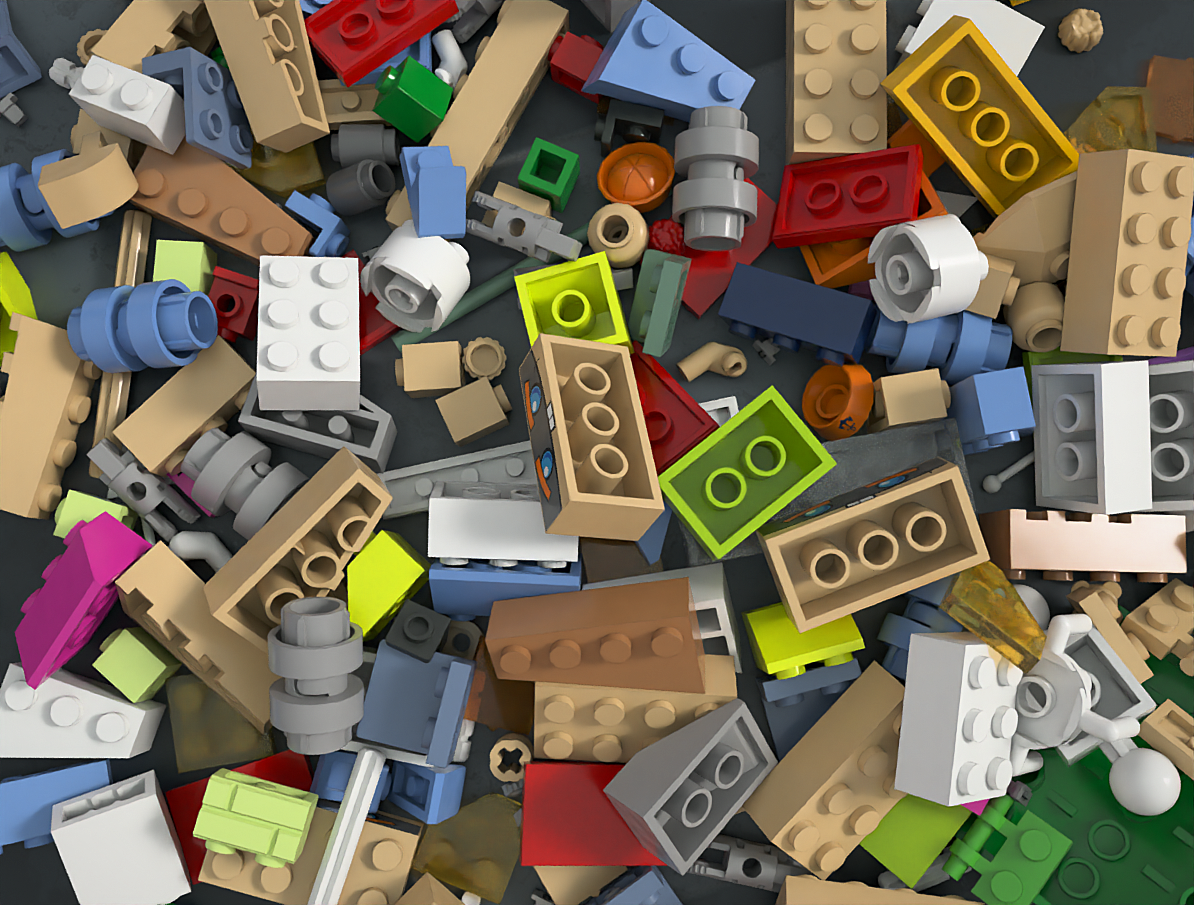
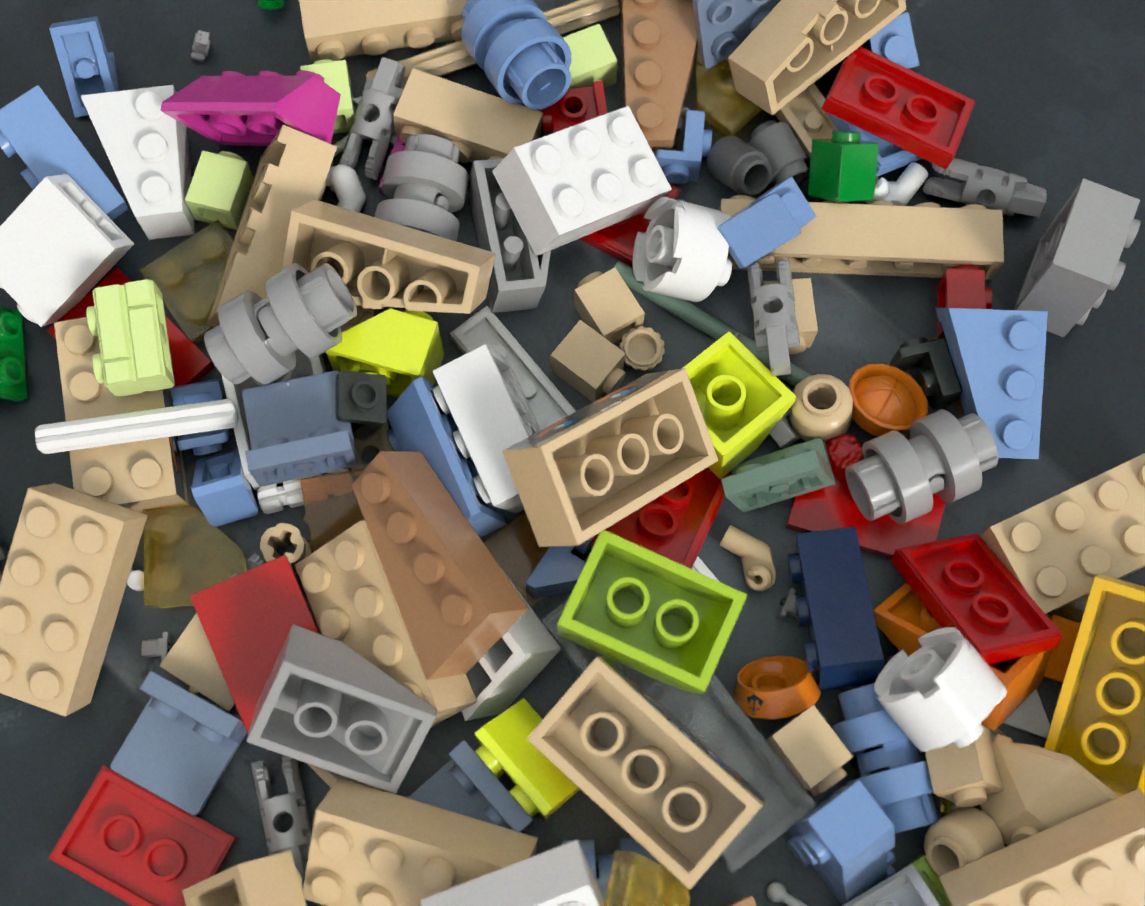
camera: 60 degrees right, 10 degrees down
(550, 173) = (843, 320): green brick -> none

